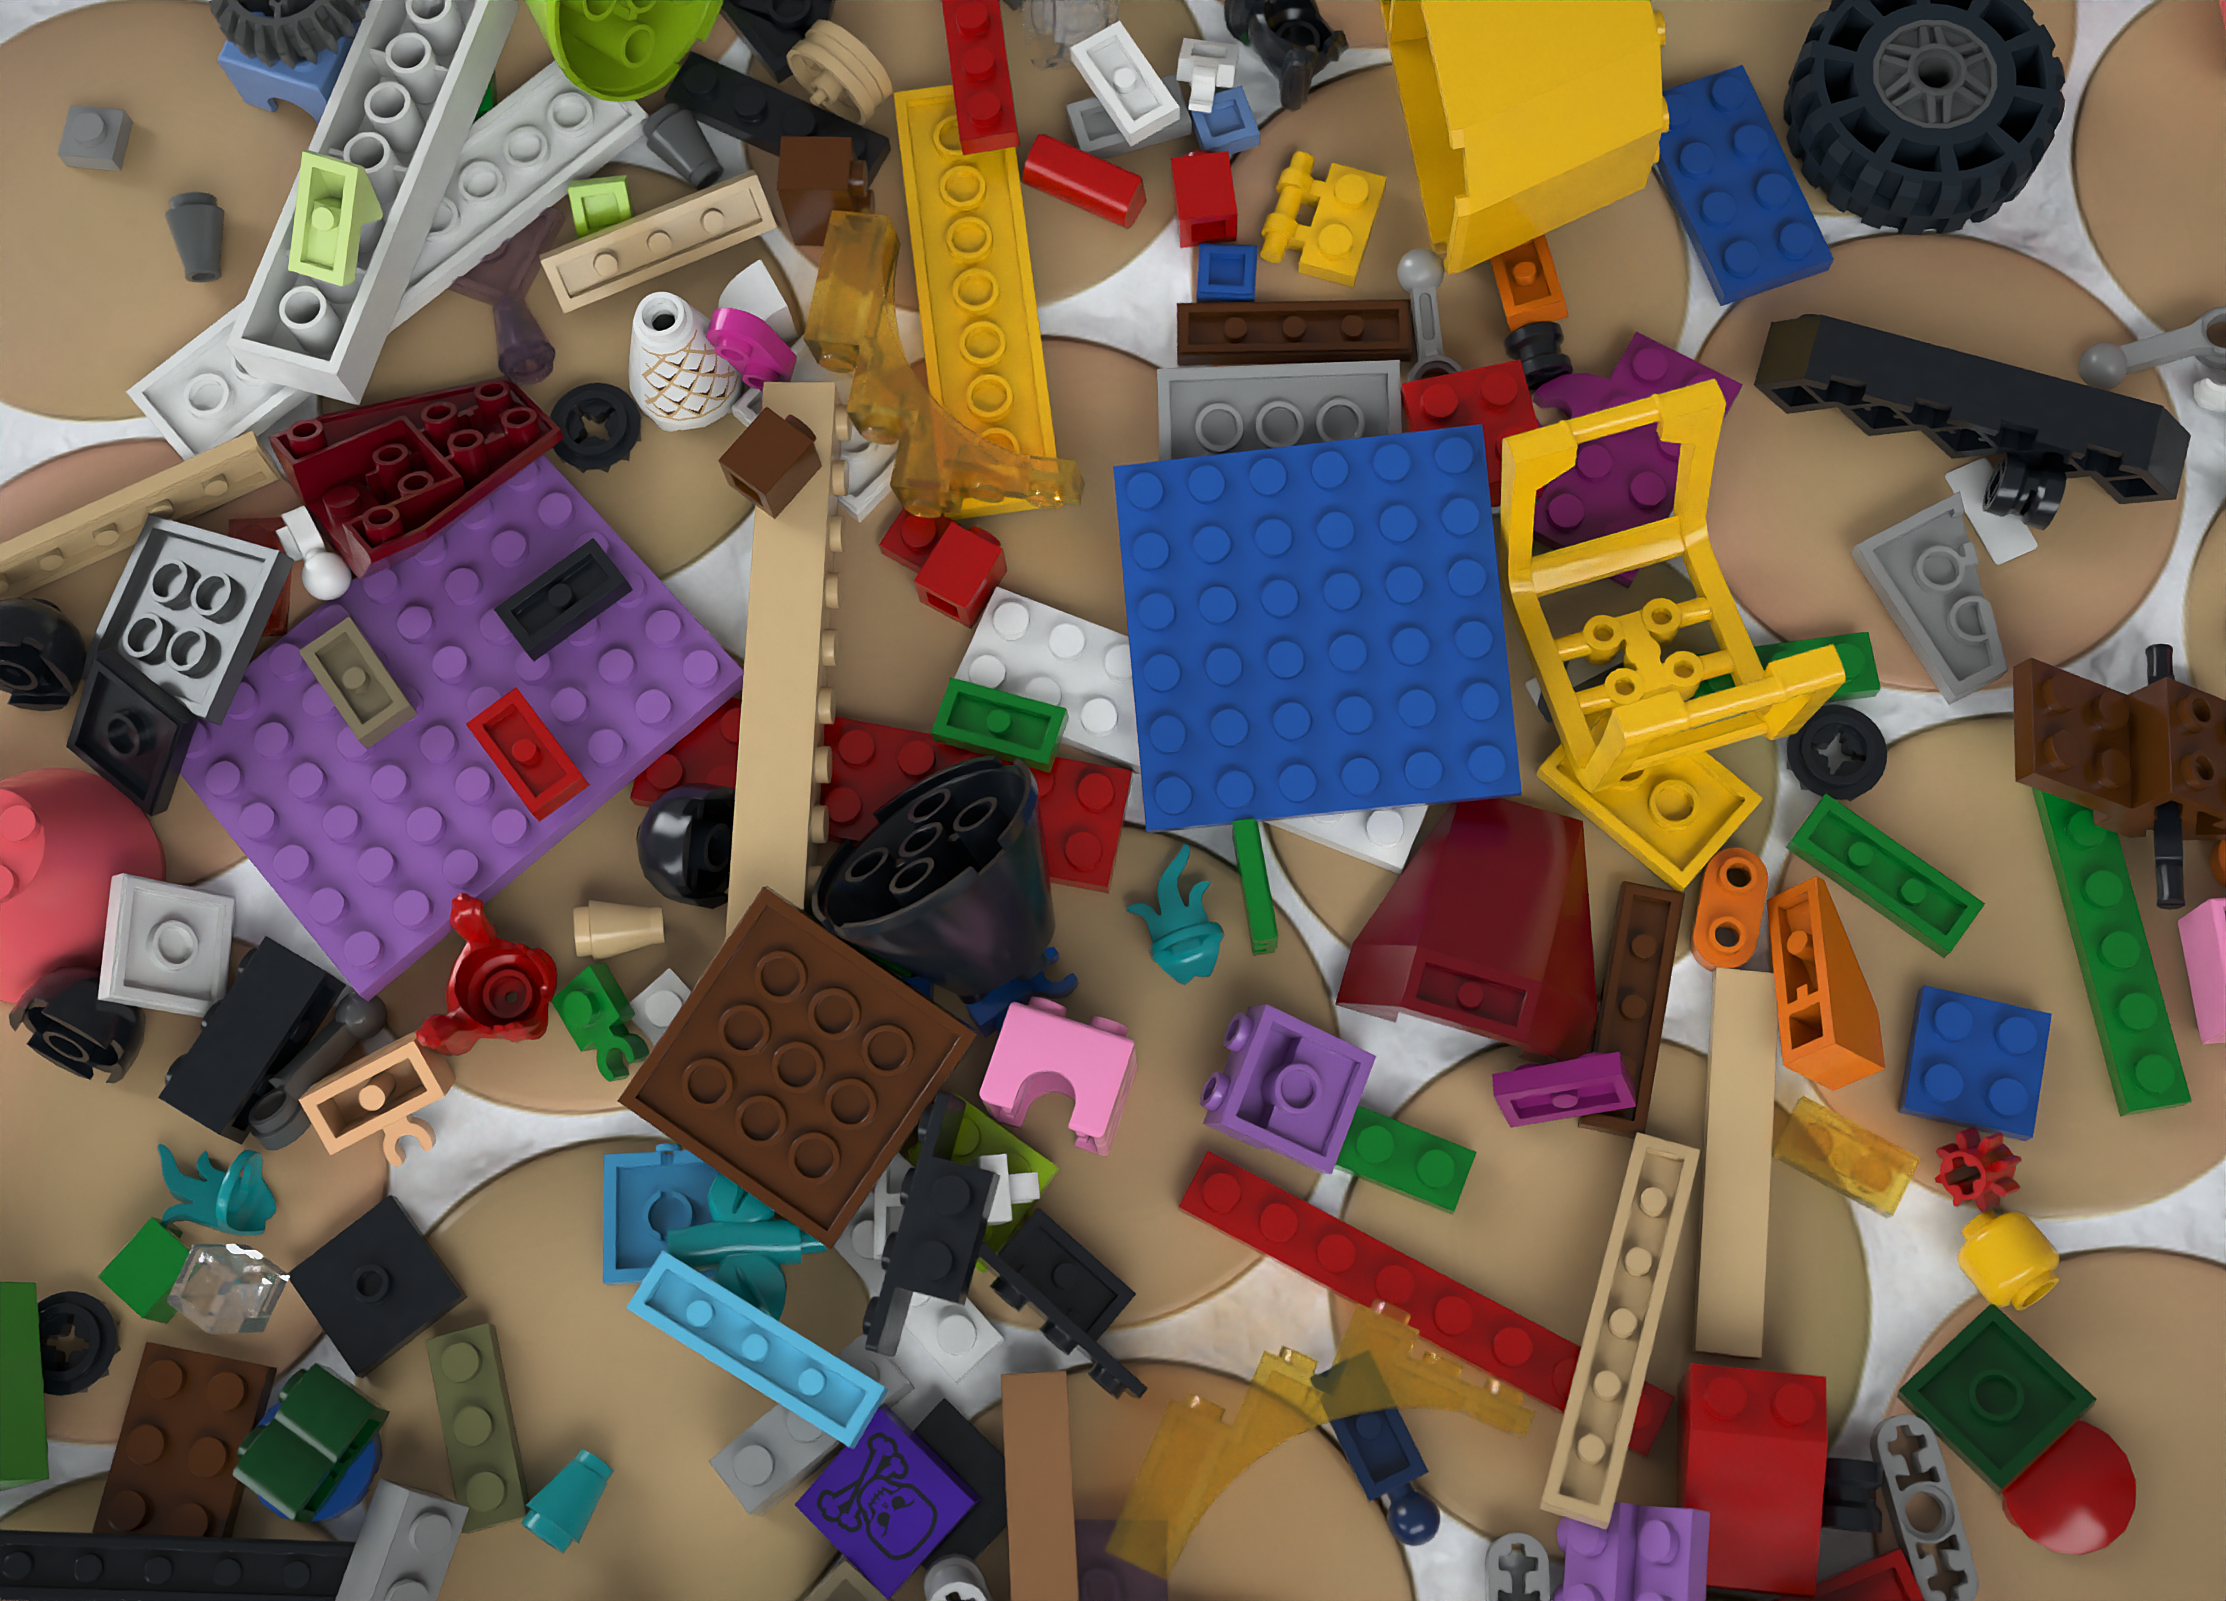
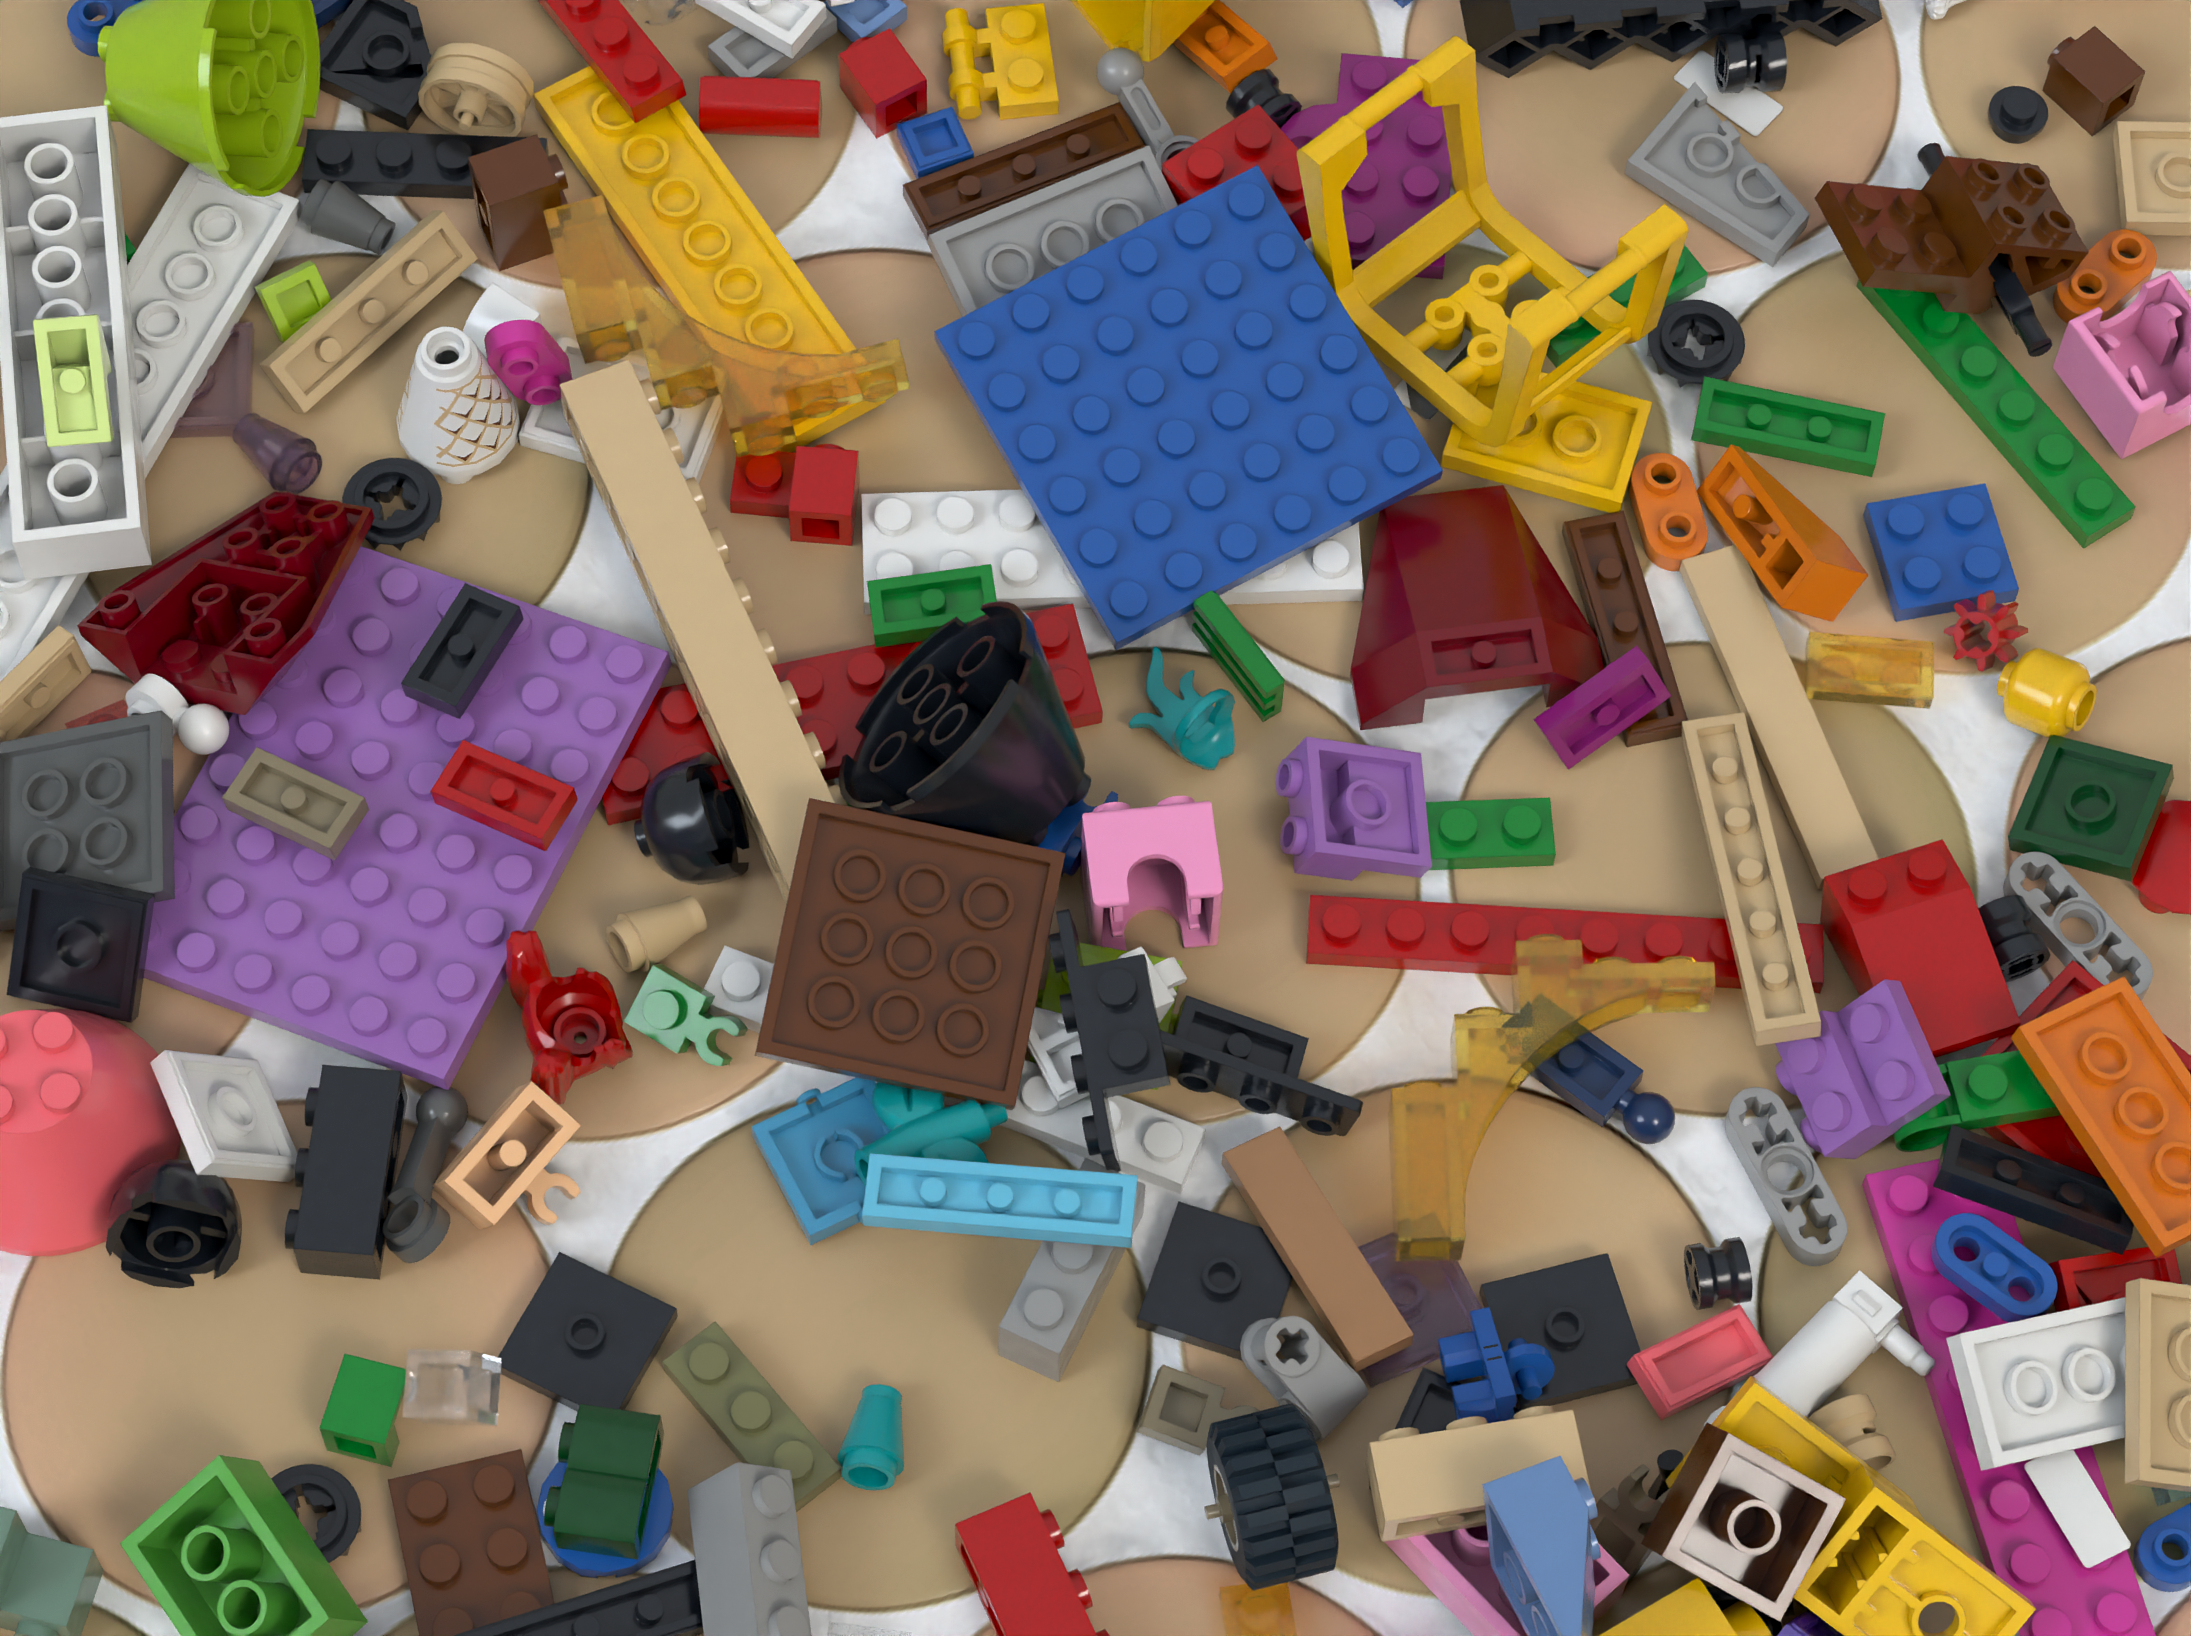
camera: 35 degrees left, 10 degrees down
(220, 1198) = (386, 1327): teal piece -> none
(771, 461) = (613, 444): reddish brown brick -> none
(887, 1502) = (1175, 1301): dark purple tile -> none

